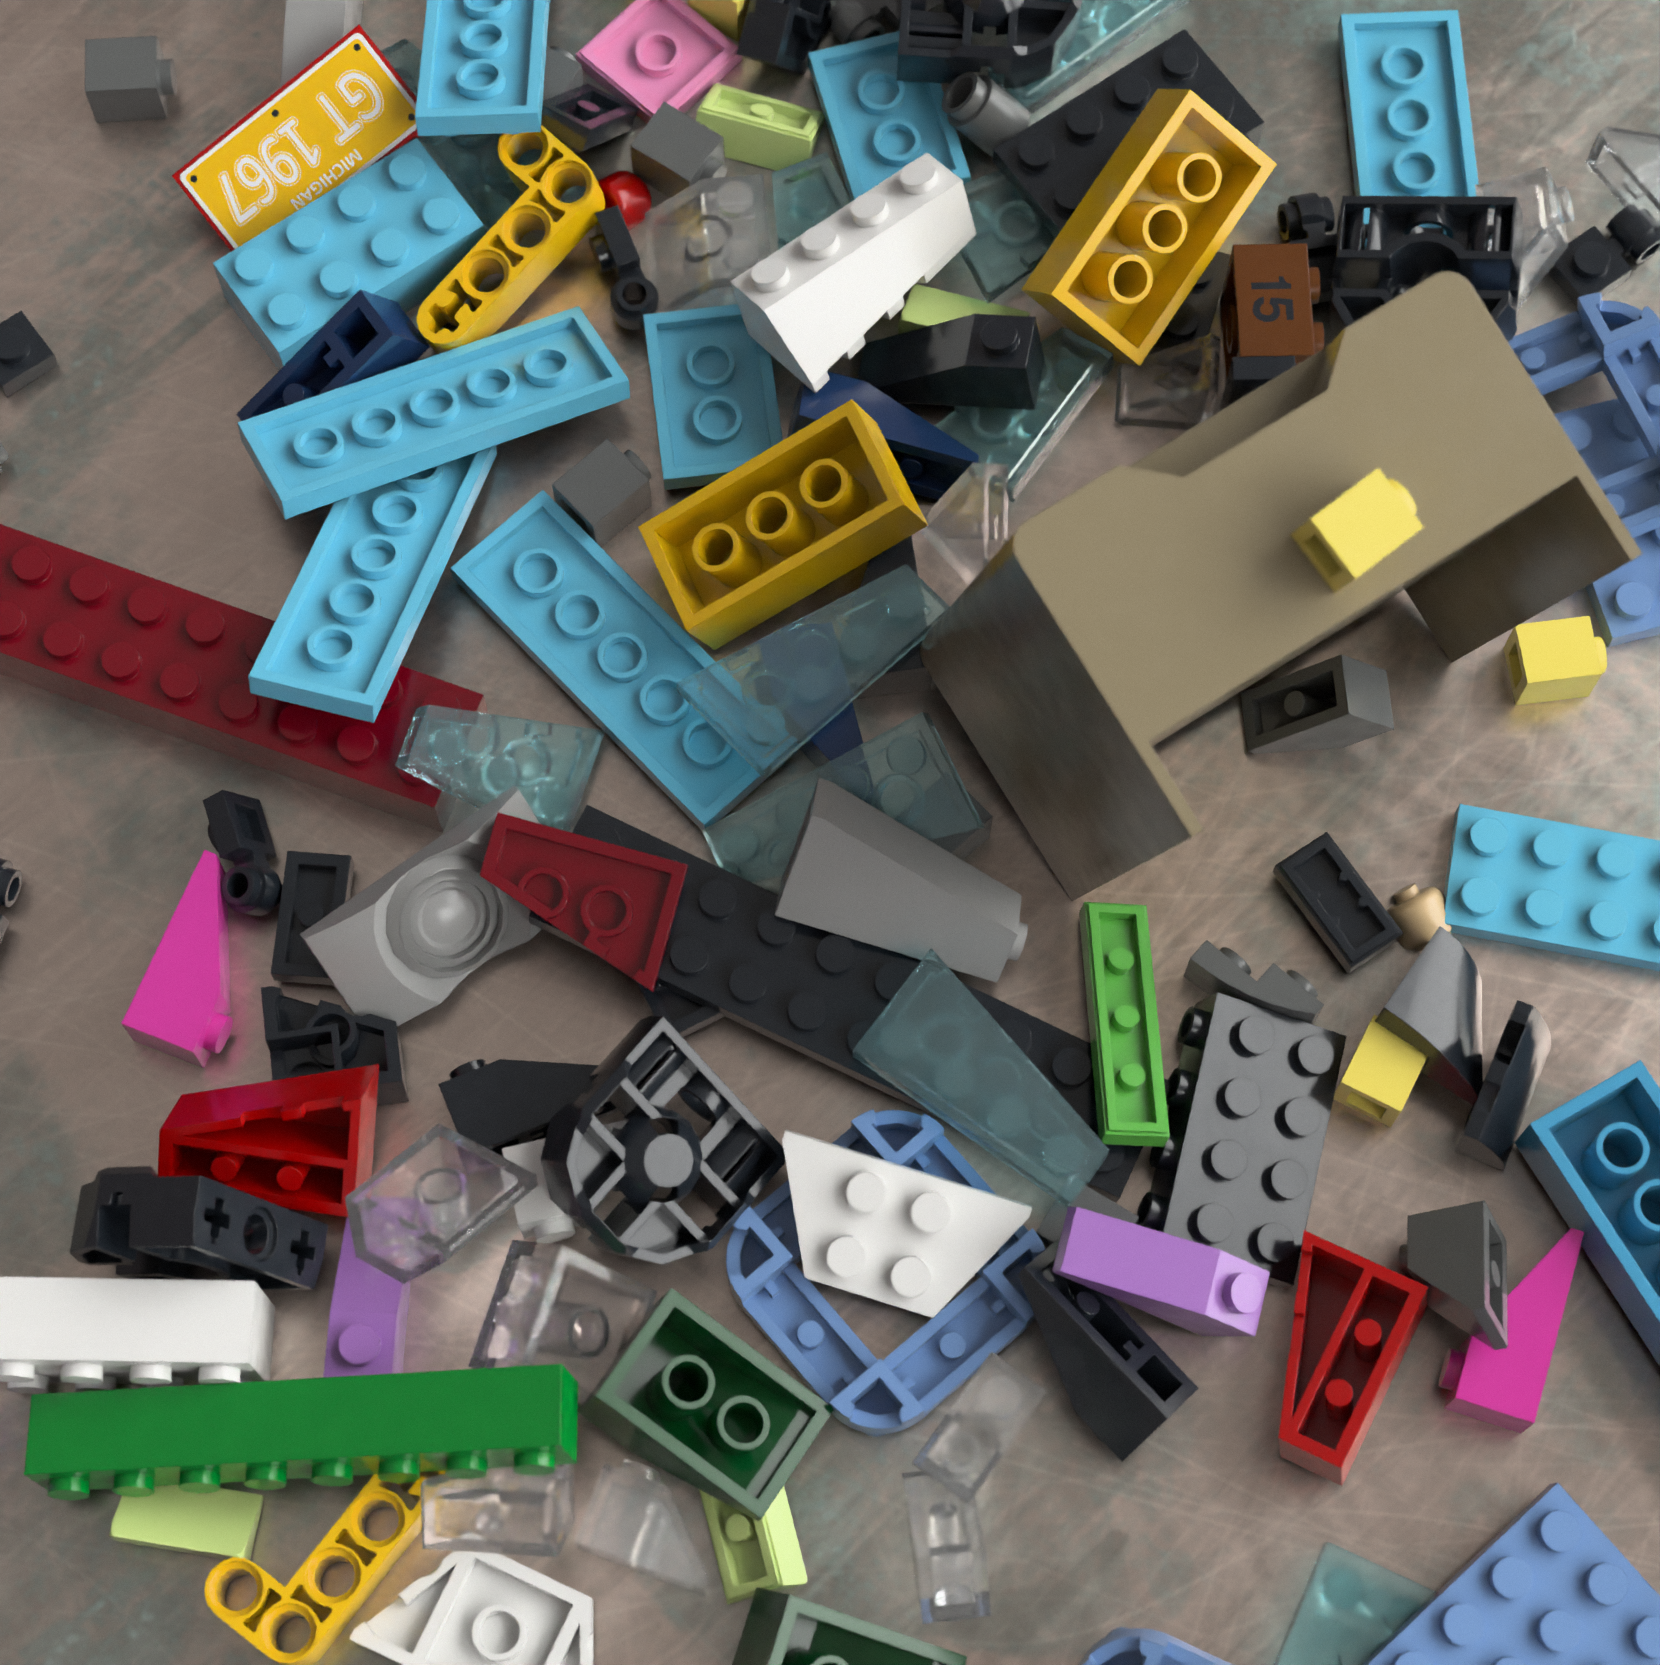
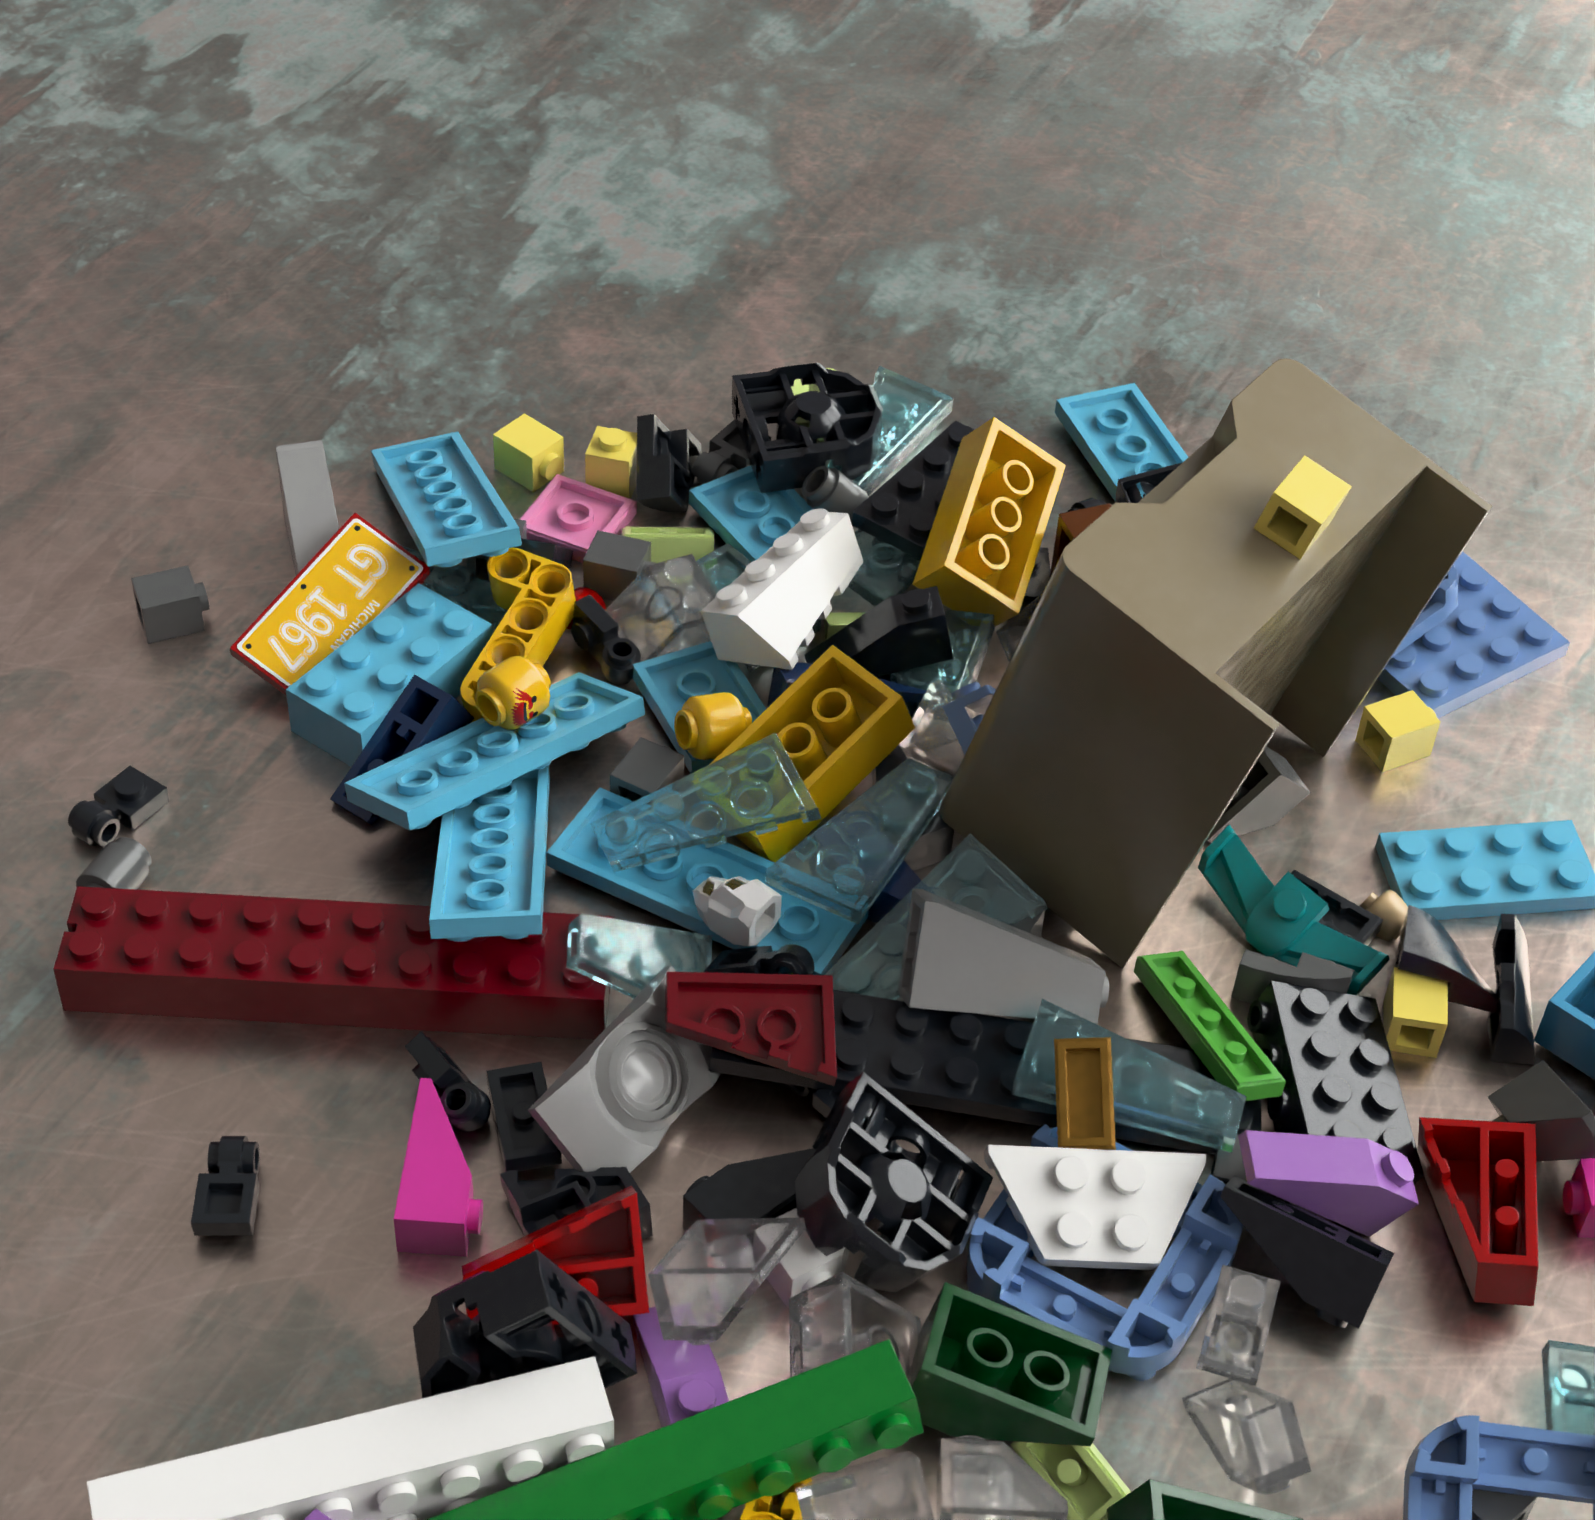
camera: 20 degrees left, 25 degrees down
(468, 345) = (513, 693): none -> yellow head
(632, 790) = (763, 960): none -> black plate
(633, 715) = (738, 908): none -> white rock
(661, 572) = (727, 798): none -> clear light blue wing
(694, 447) = (710, 724): none -> yellow head
(918, 1100) = (1084, 1093): none -> pearl gold tile
(1001, 516) = (968, 710): none -> medium blue bracket
(1283, 896) = (1283, 917): none -> teal plate

